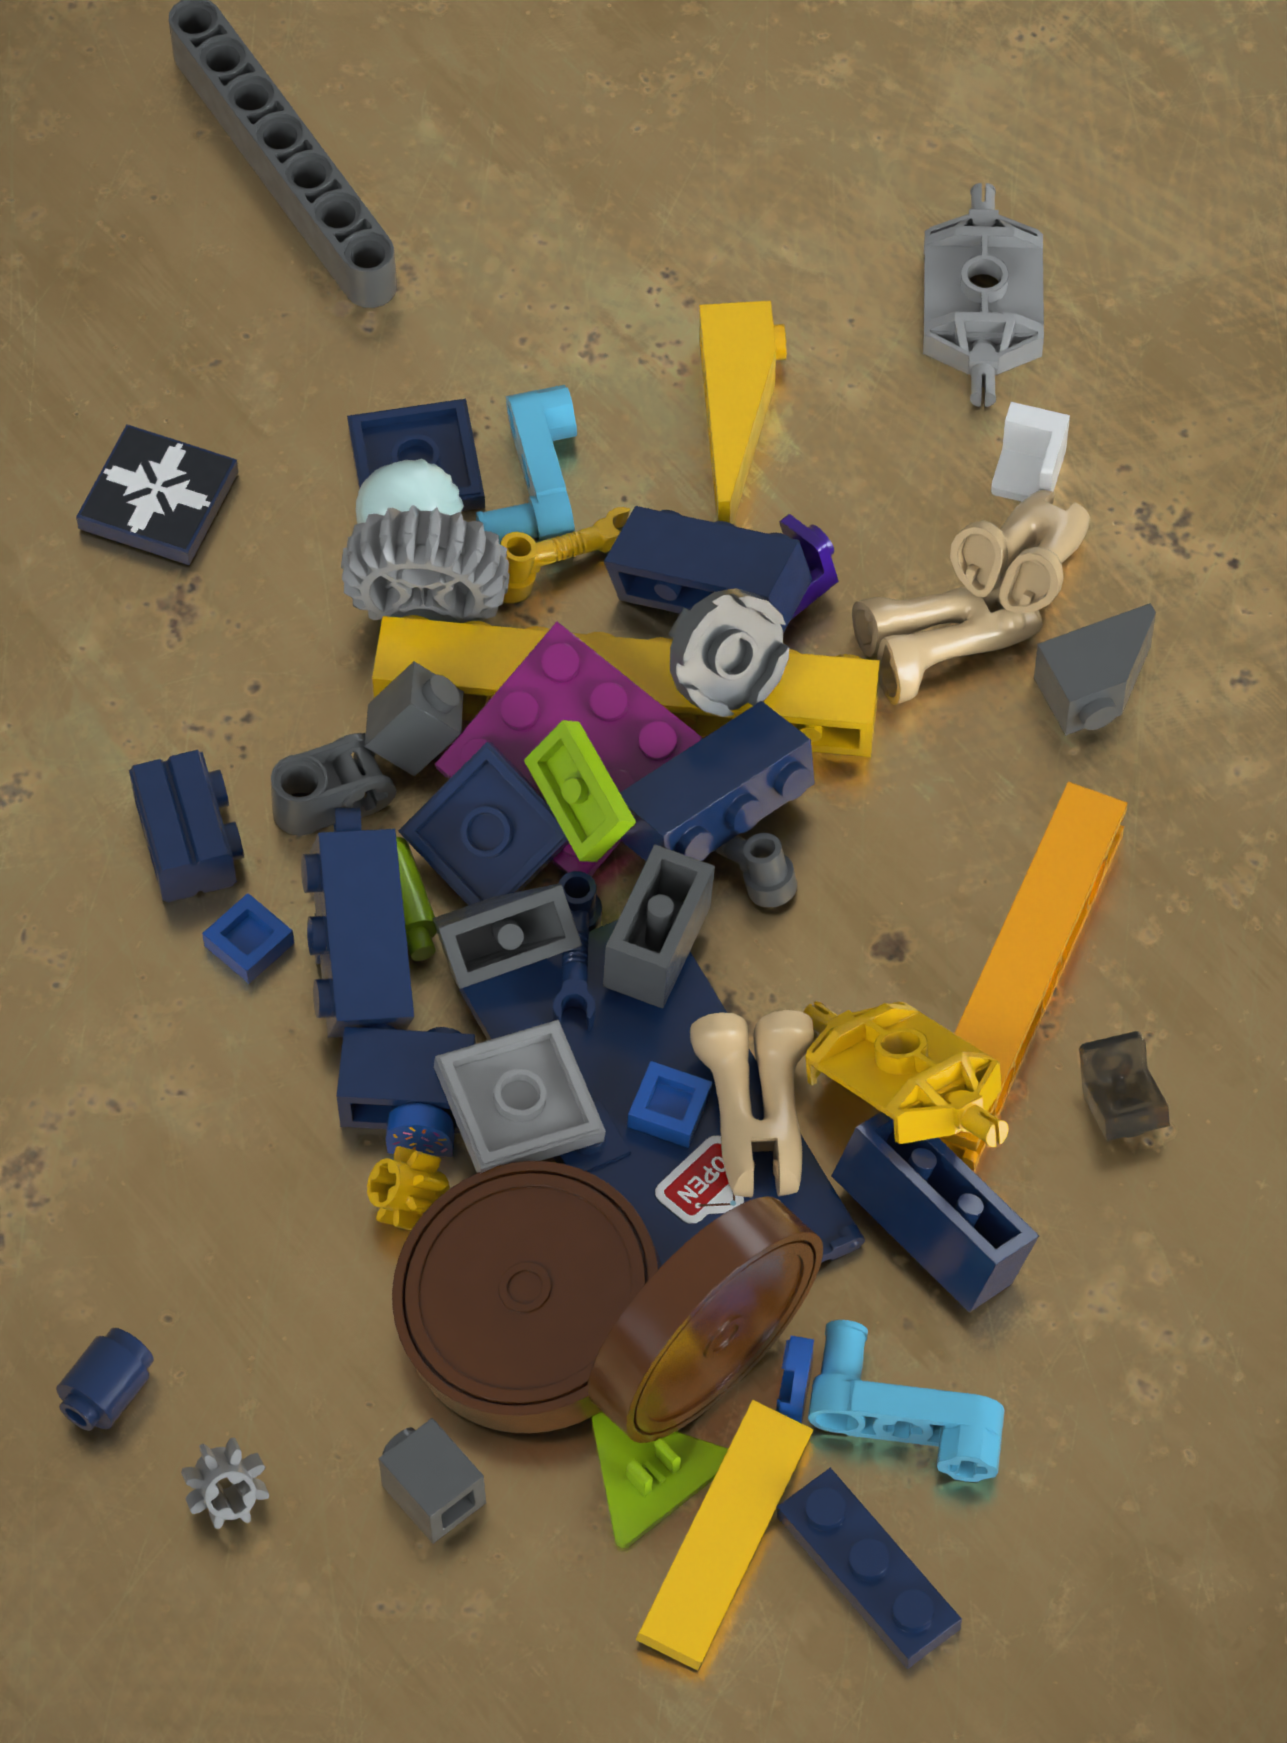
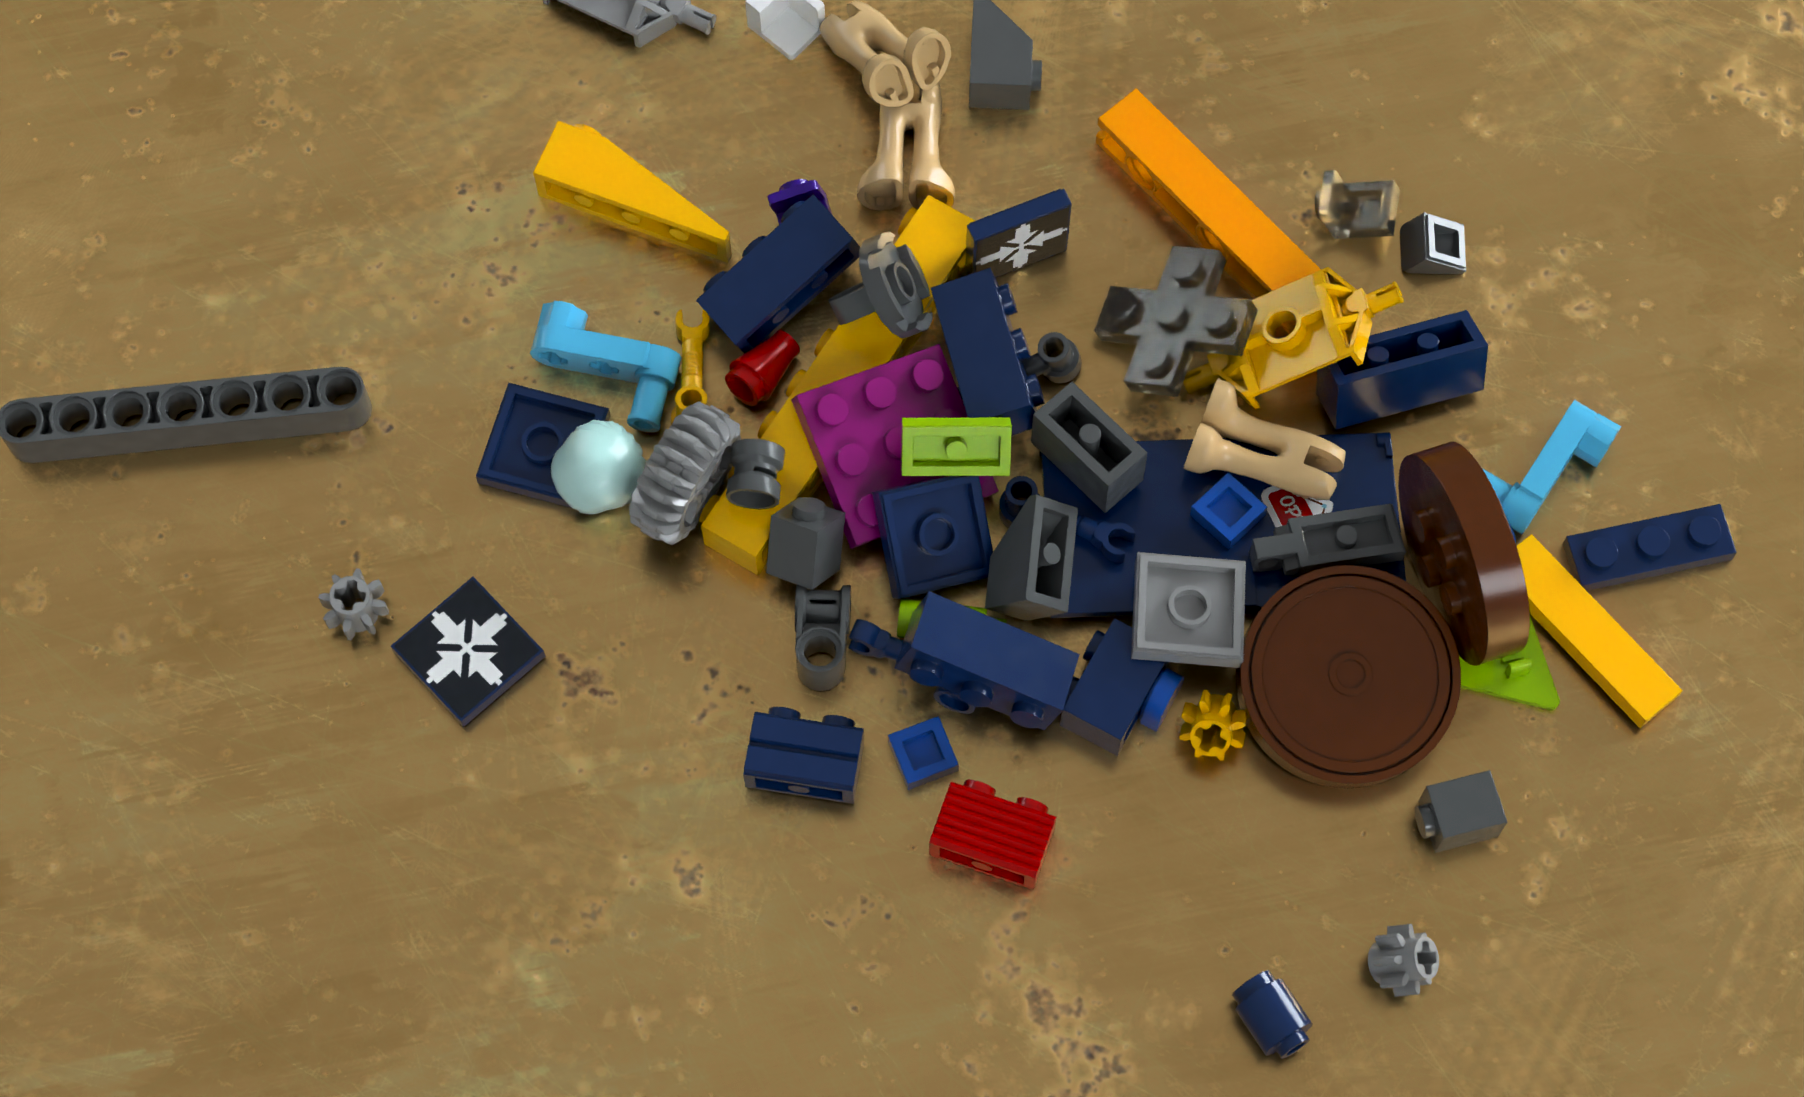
camera: 65 degrees left, 10 degrees up
(153, 373) = (363, 614): none -> light grey gear
(182, 1031) = (992, 833): none -> red brick
(464, 624) = (755, 473): none -> dark grey wheel
(603, 607) = (760, 370): none -> red cone
(662, 1191) = (1330, 539): none -> dark grey hinge
(866, 957) = (1175, 321): none -> clear smoke plate
(876, 762) = (1019, 234): none -> tile
(1129, 1198) = (1432, 246): none -> dark grey slope

